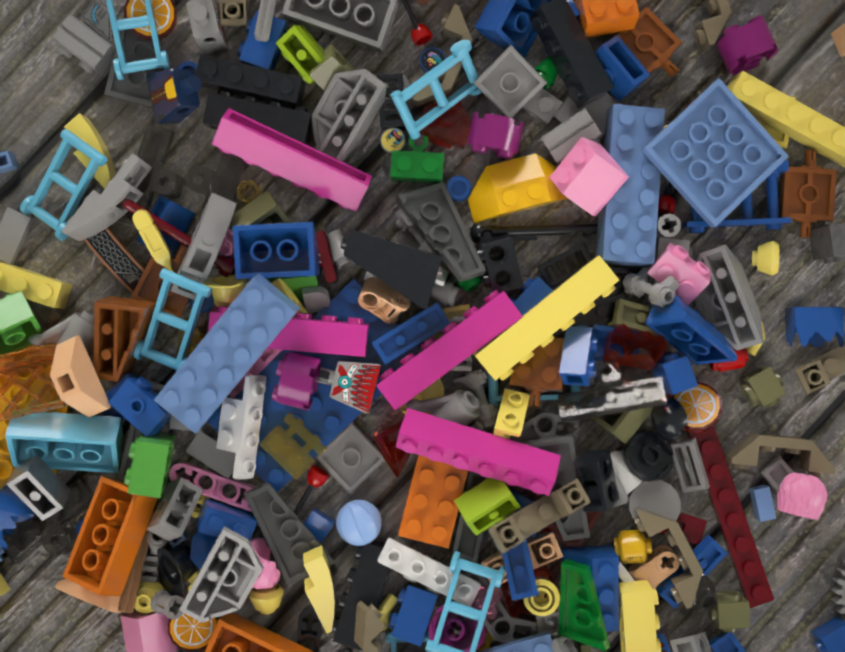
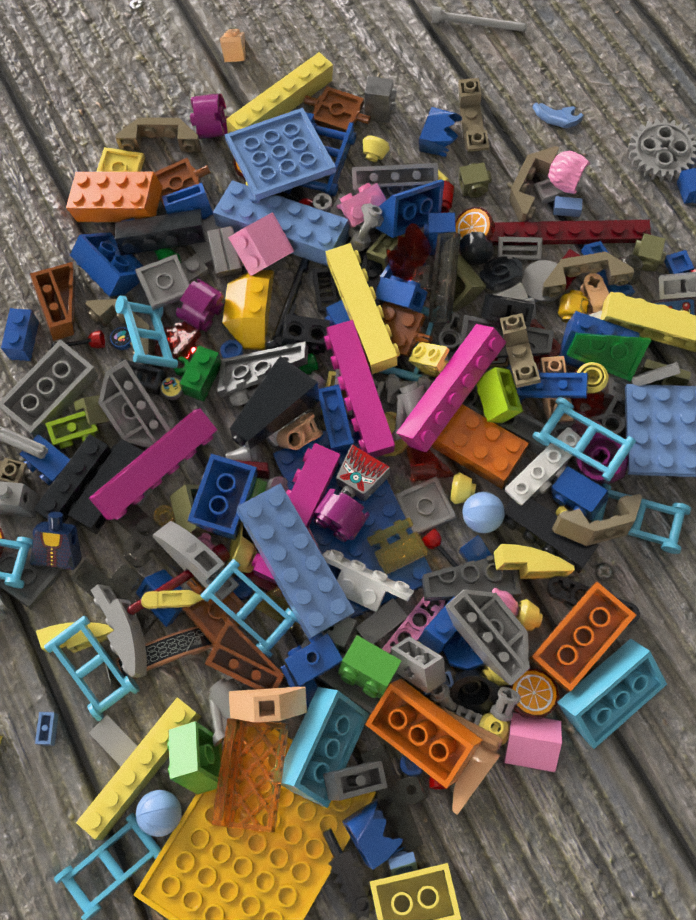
camera: 60 degrees left, 20 degrees down
(380, 491) = (461, 488): none -> light yellow cone

